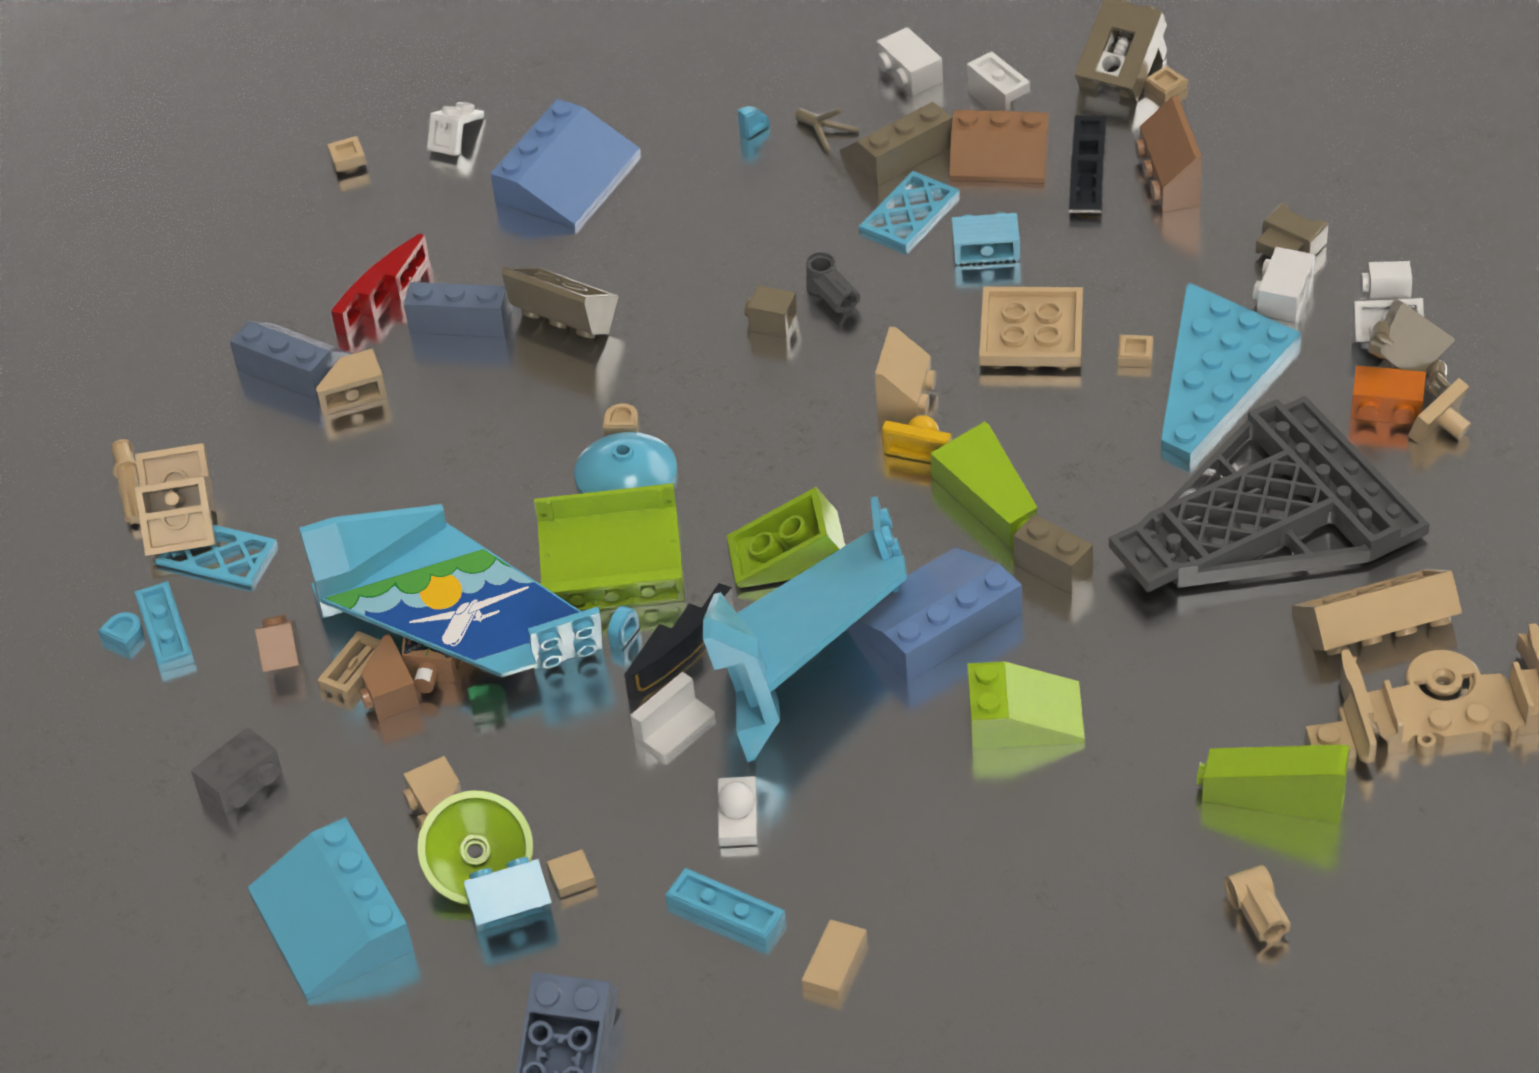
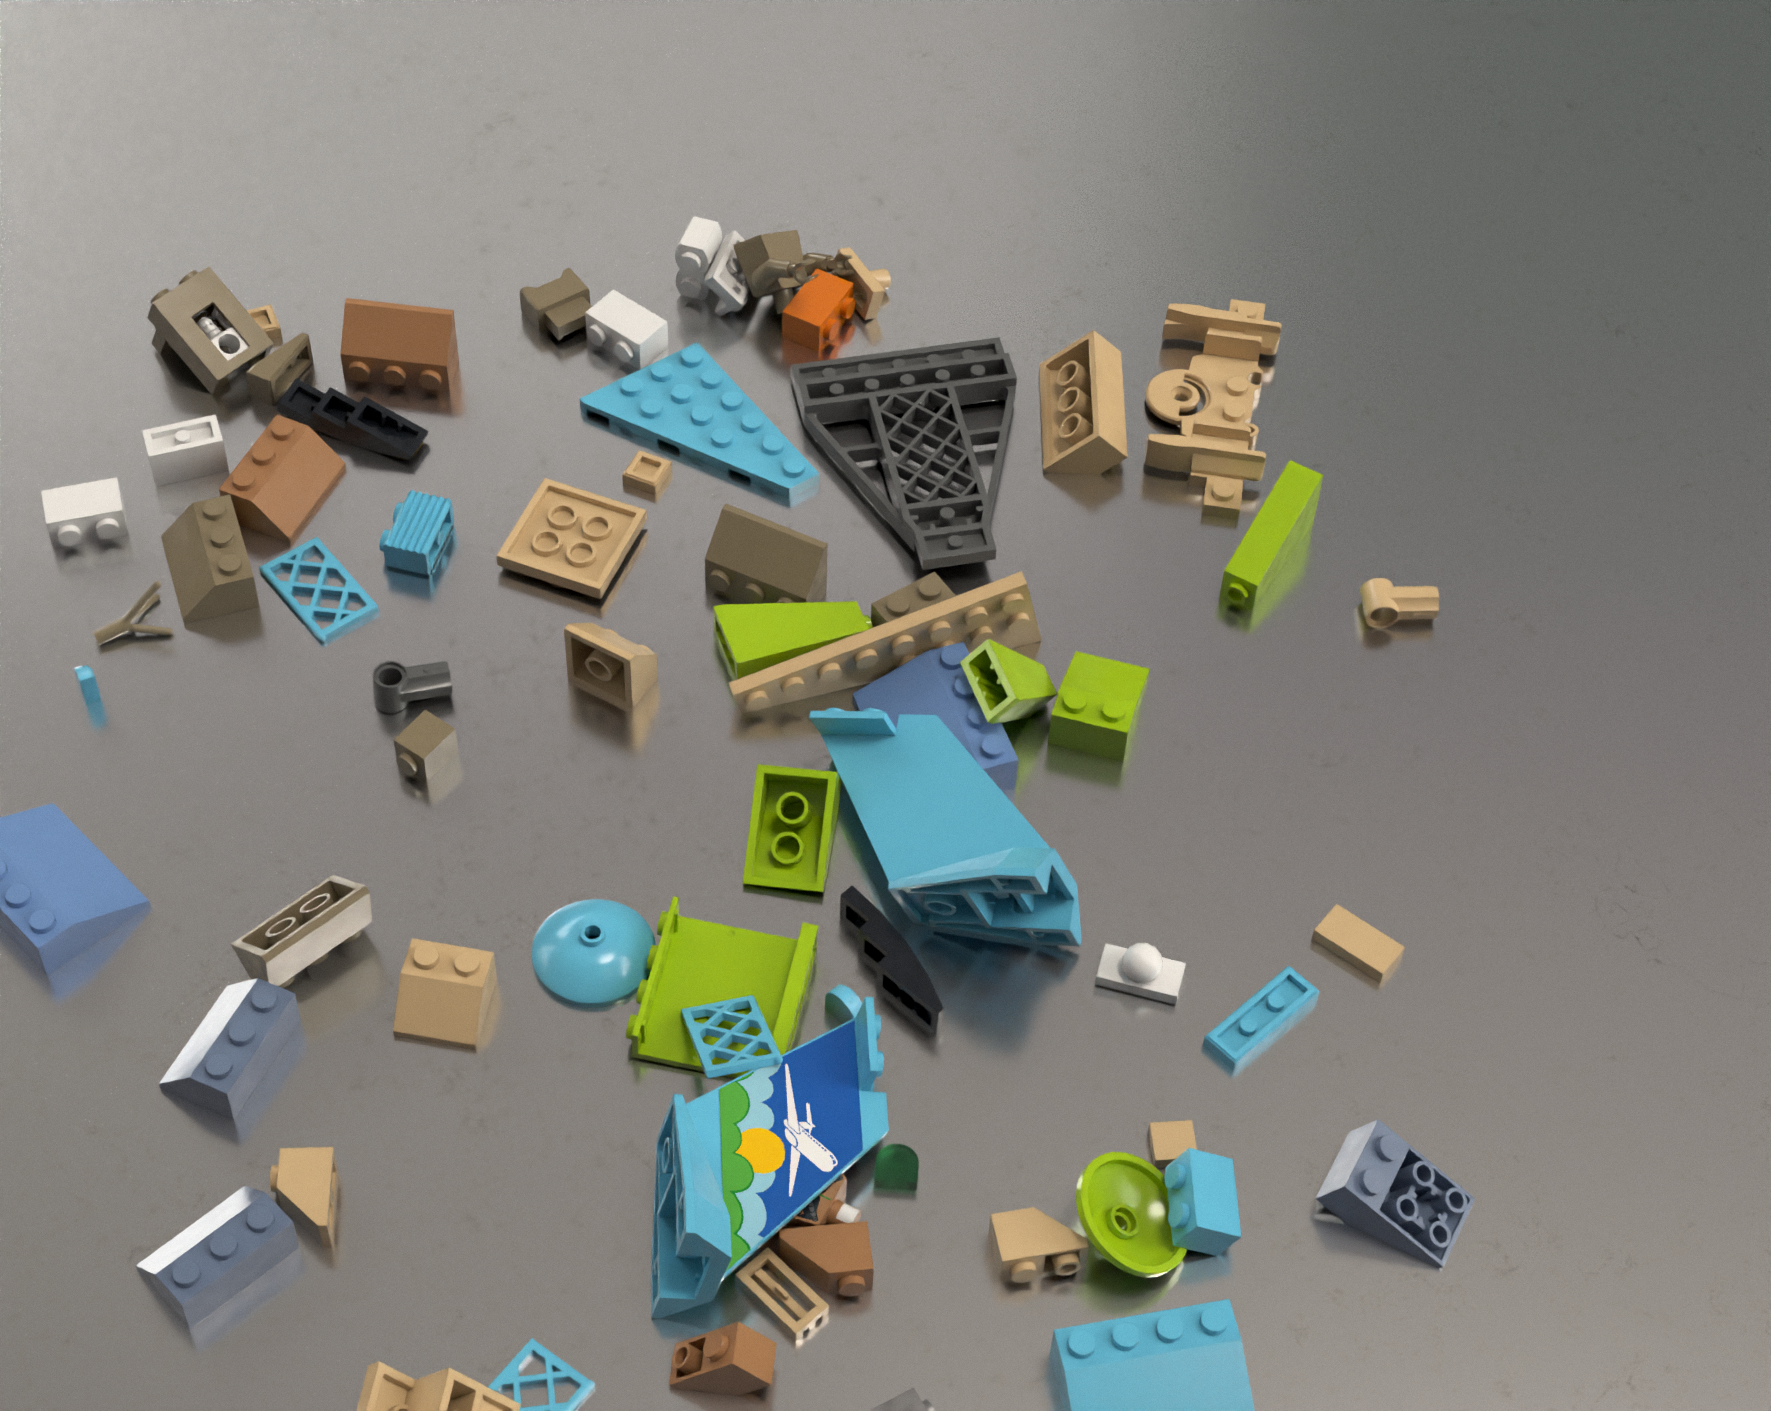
camera: 80 degrees left, 5 degrees up
(384, 280) = (144, 1116): red slope -> none
(546, 396) = (444, 993): none -> tan slope
(560, 539) = (738, 1061): none -> medium azure window
(620, 418) = (513, 935): tan tile -> none
(671, 717) = (994, 998): white panel -> none
(913, 439) = (694, 675): yellow tile -> none
(983, 623) = (1006, 682): none -> lime slope
(1045, 581) = (992, 612): none -> tan wing
(1050, 444) = (765, 560): none -> dark tan slope
(1100, 96) = (277, 371): none -> dark tan slope

